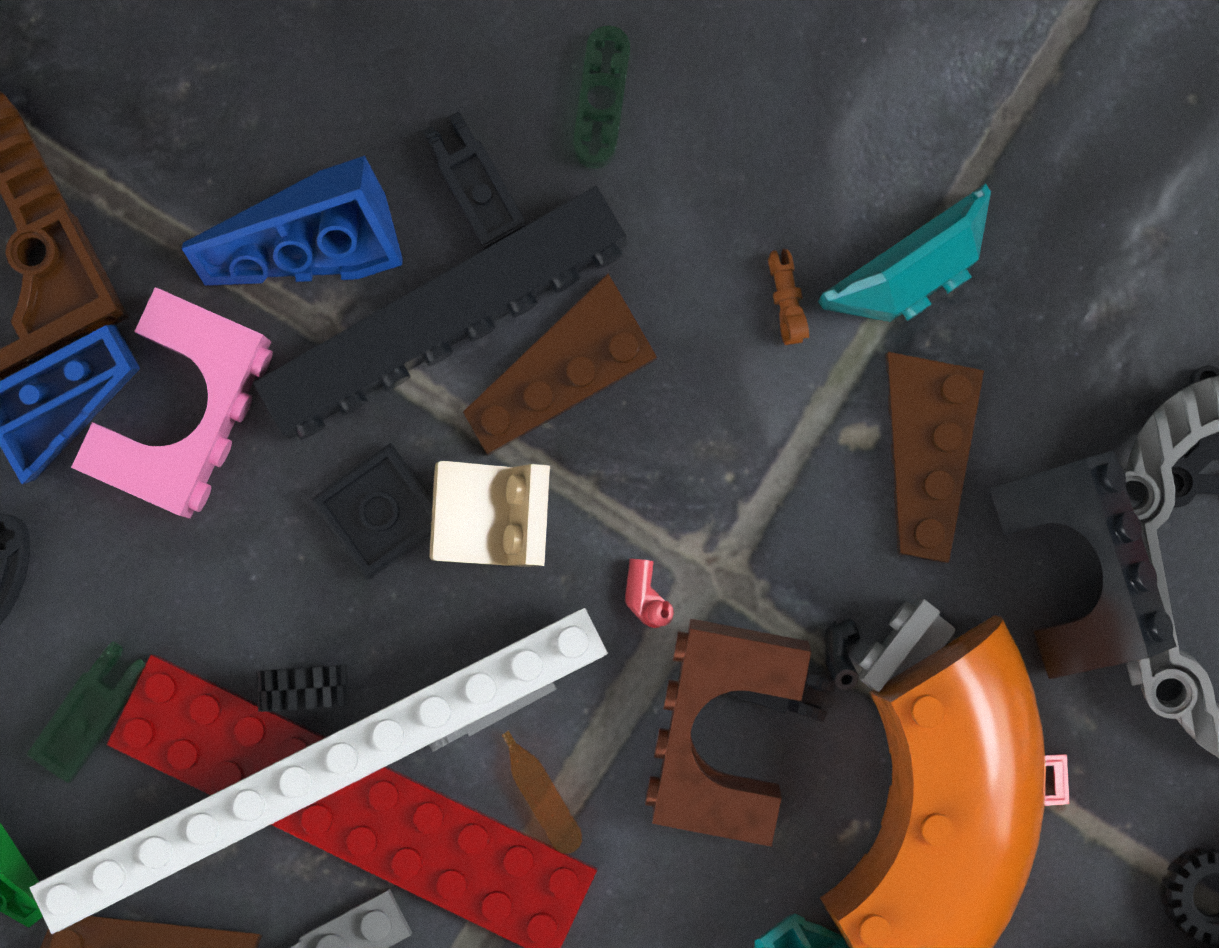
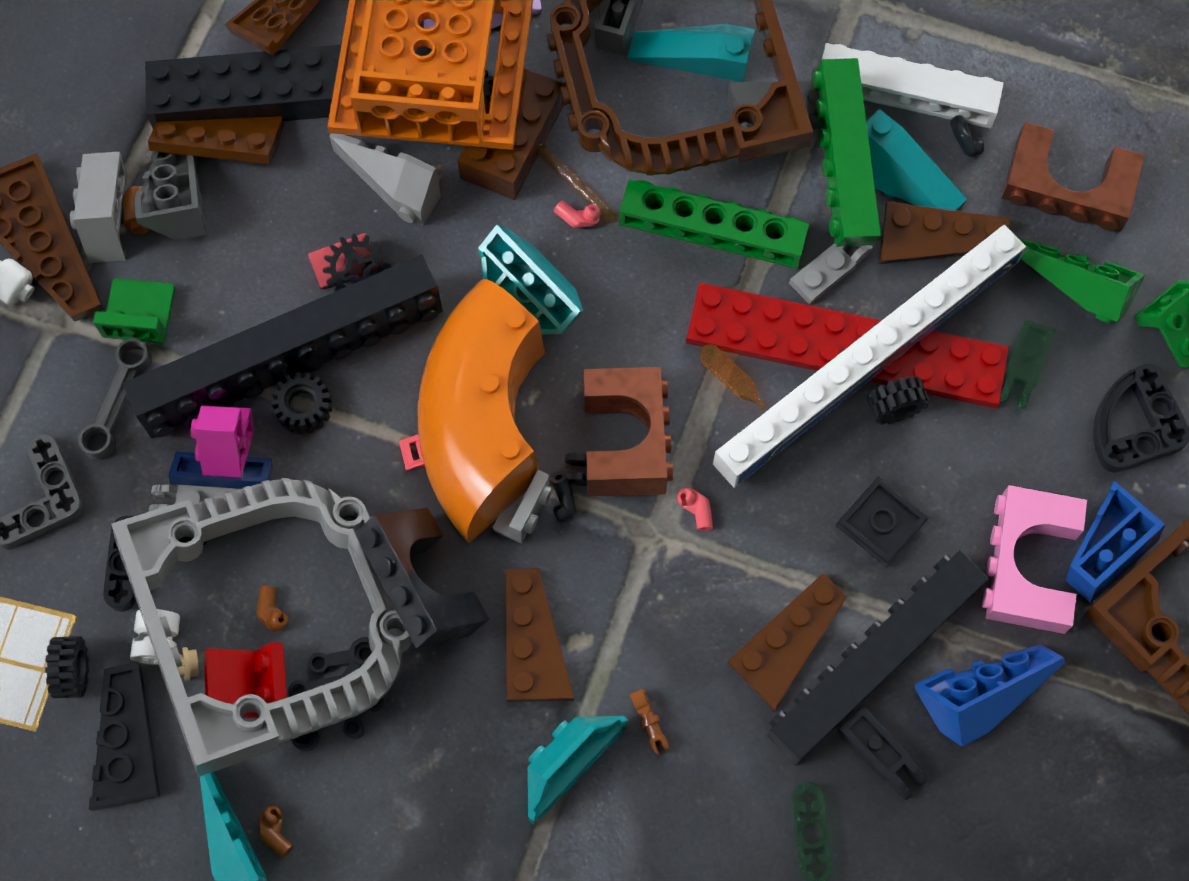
camera: 165 degrees right, 15 degrees down
(489, 514) = (812, 531): bracket -> none

